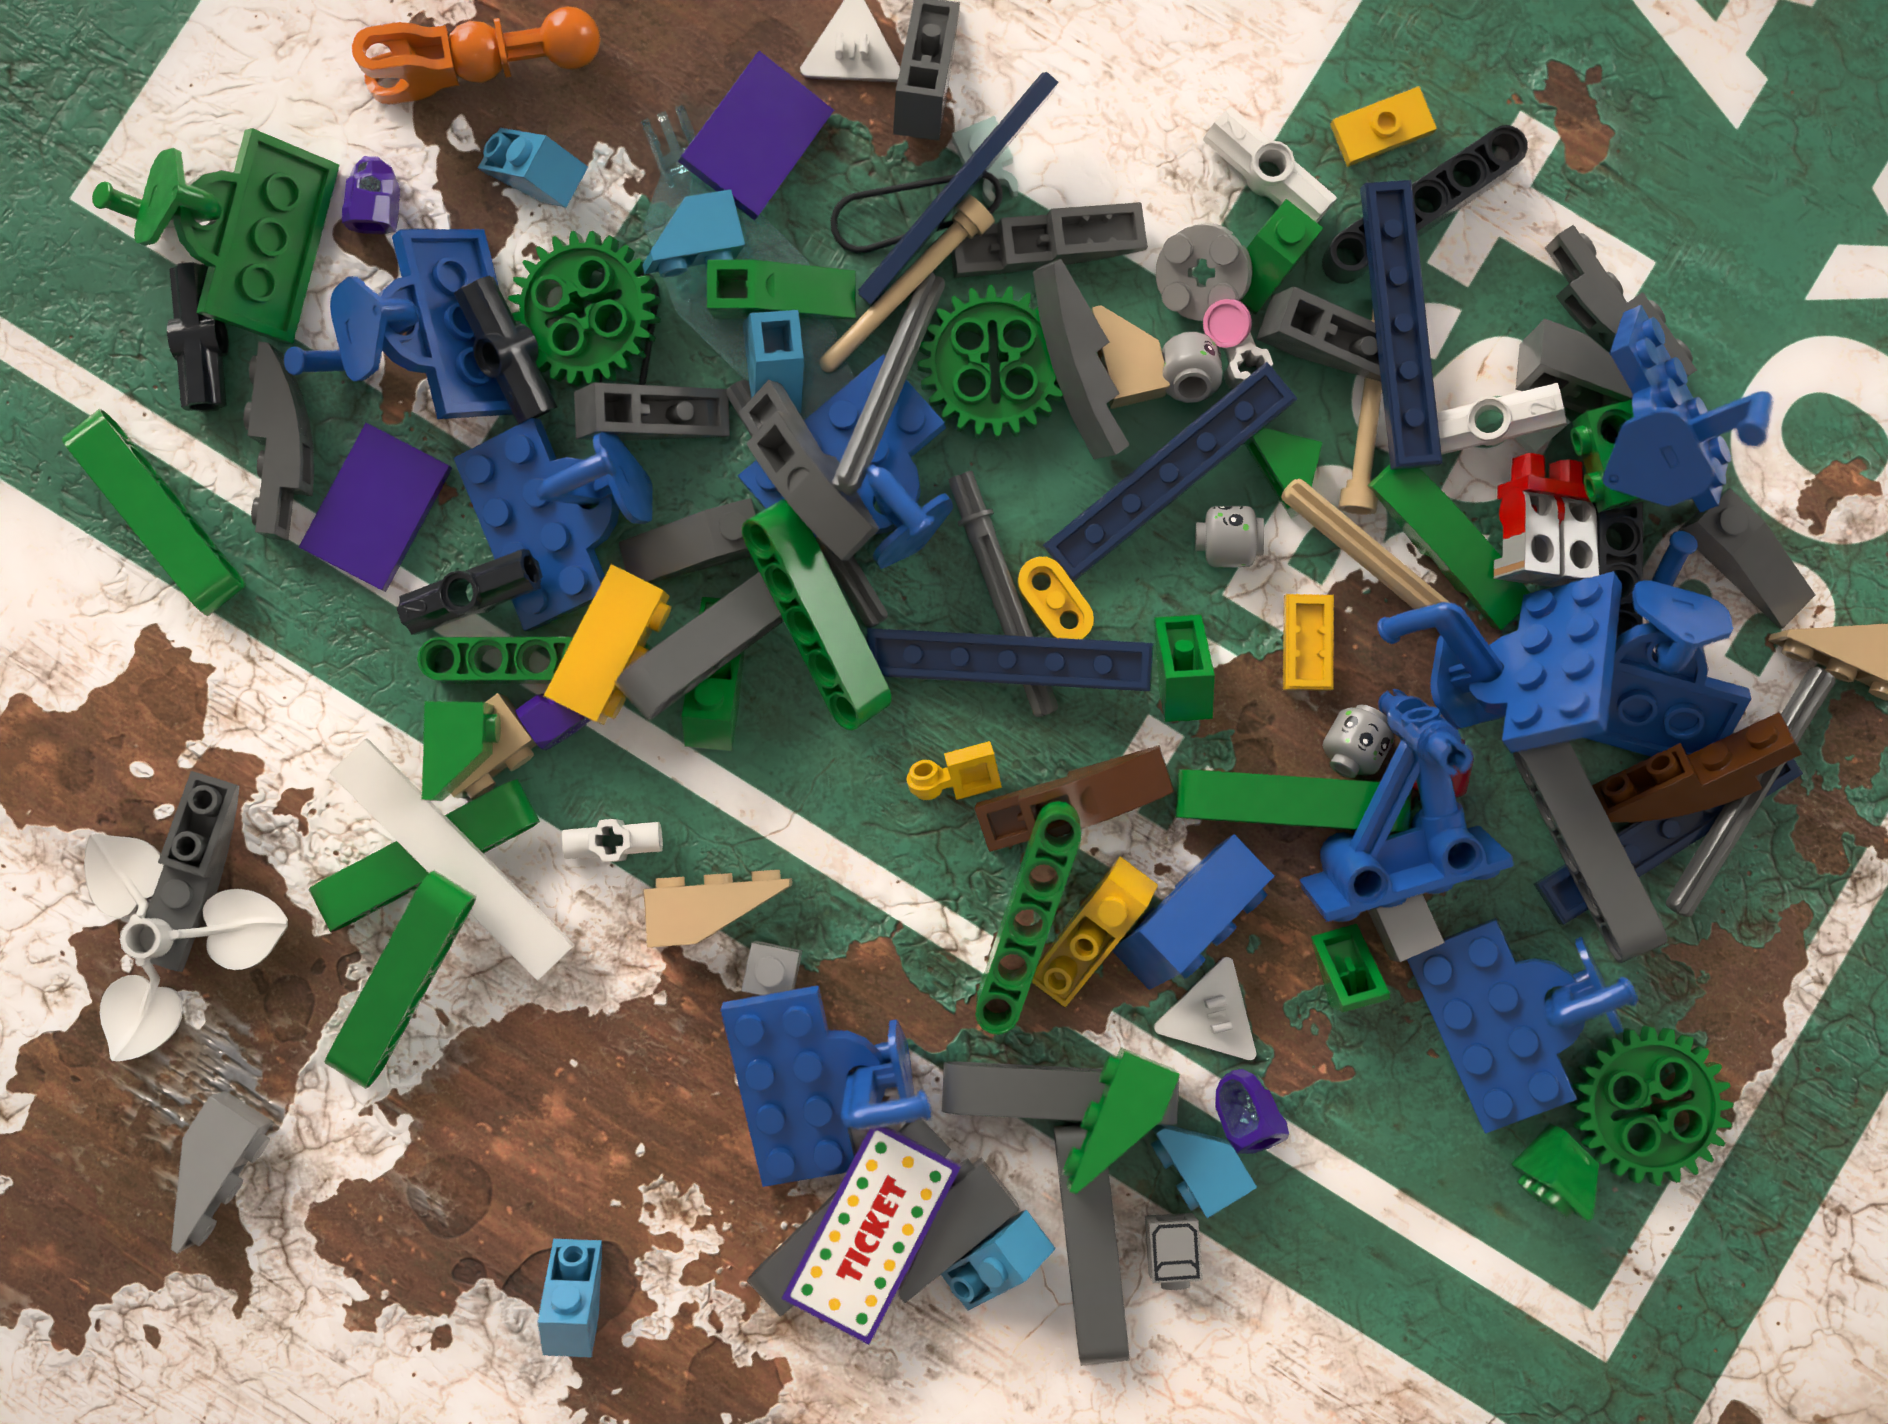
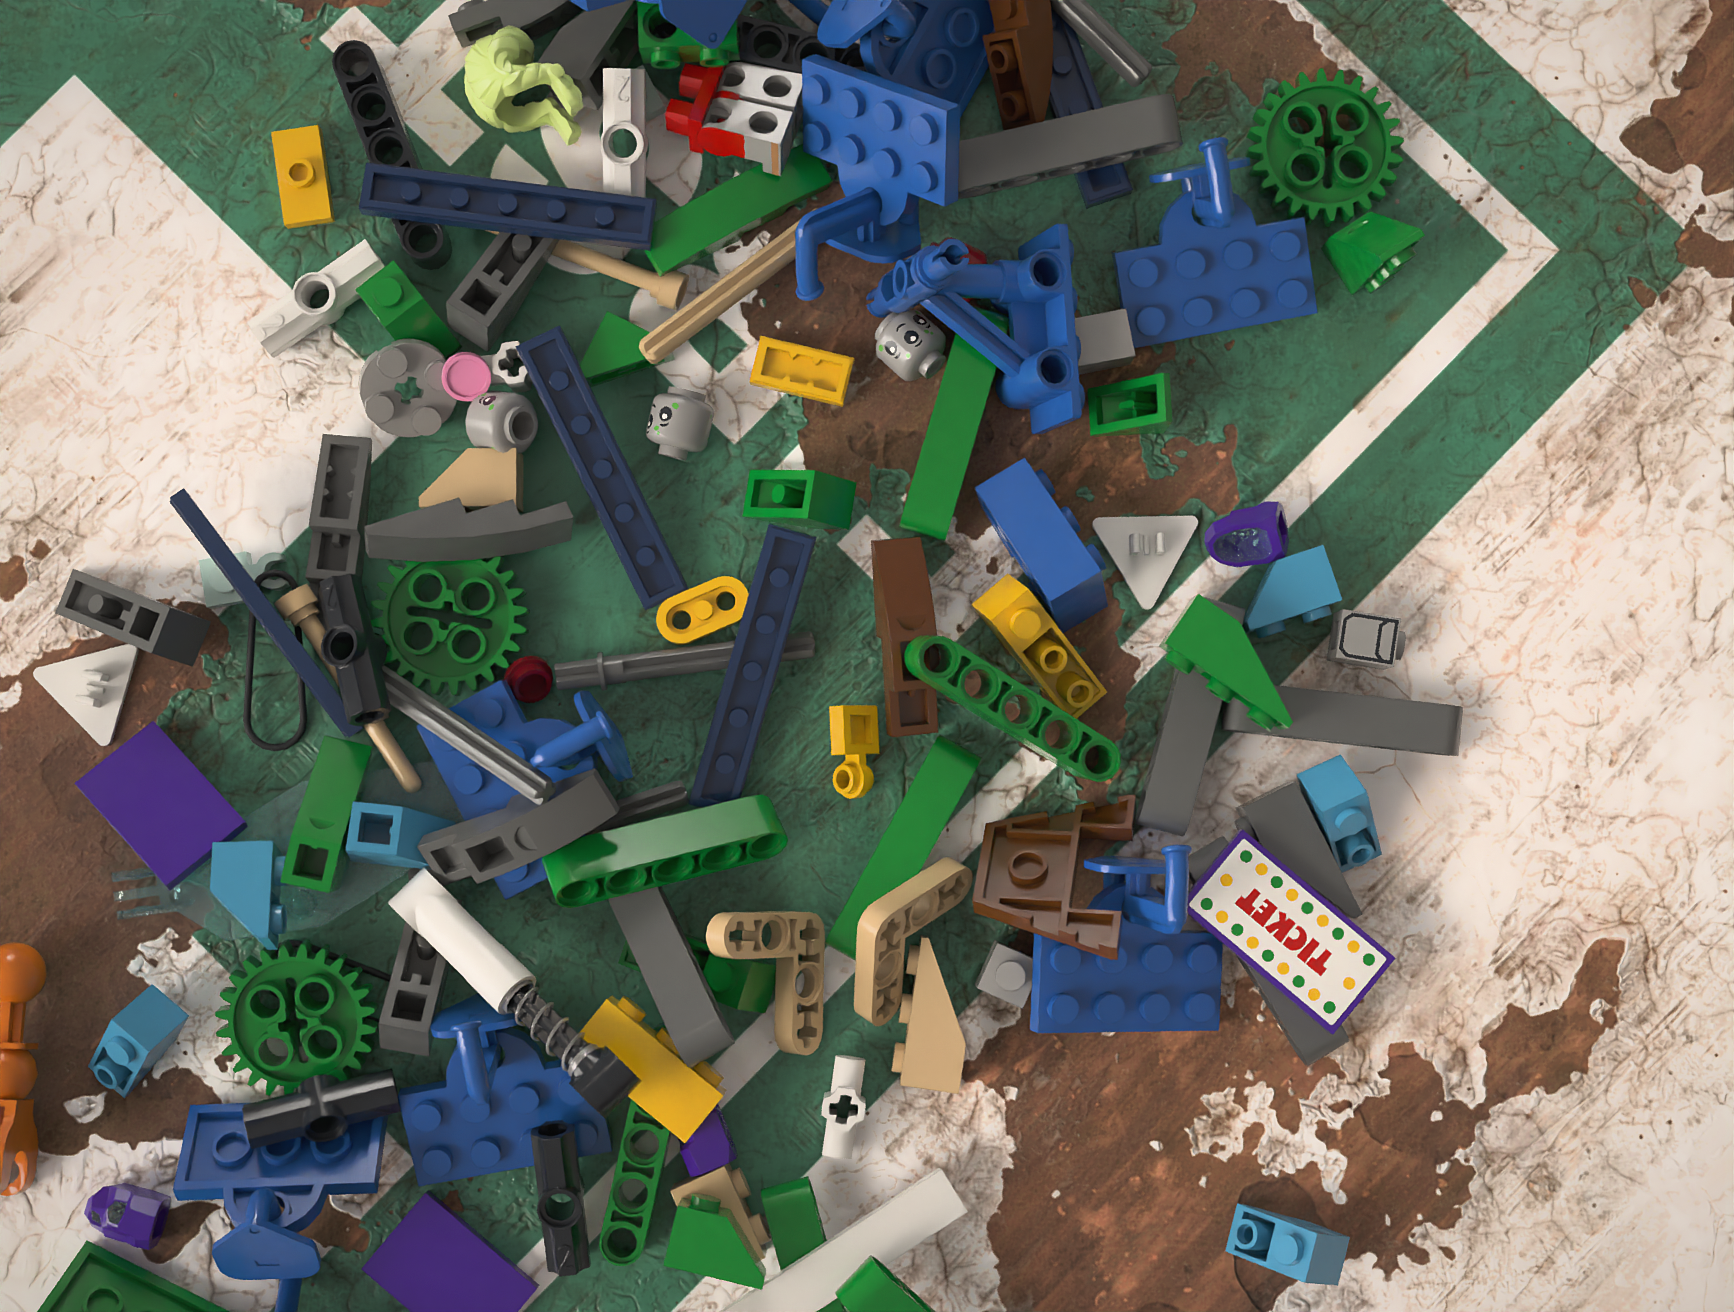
camera: 75 degrees left, 0 degrees up
(654, 498) = (511, 988): none -> piece
(689, 543) = (563, 957): dark grey slope -> none
(751, 751) = (785, 947): none -> tan beam
(792, 842) = (888, 923): none -> tan beam
(868, 843) = (908, 836): none -> green beam
(871, 971) = (1031, 874): none -> reddish brown wing
(942, 278) = (354, 650): none -> black piece
(952, 450) = (529, 679): none -> dark red plate
(1535, 288) = (503, 67): none -> yellowish green hair

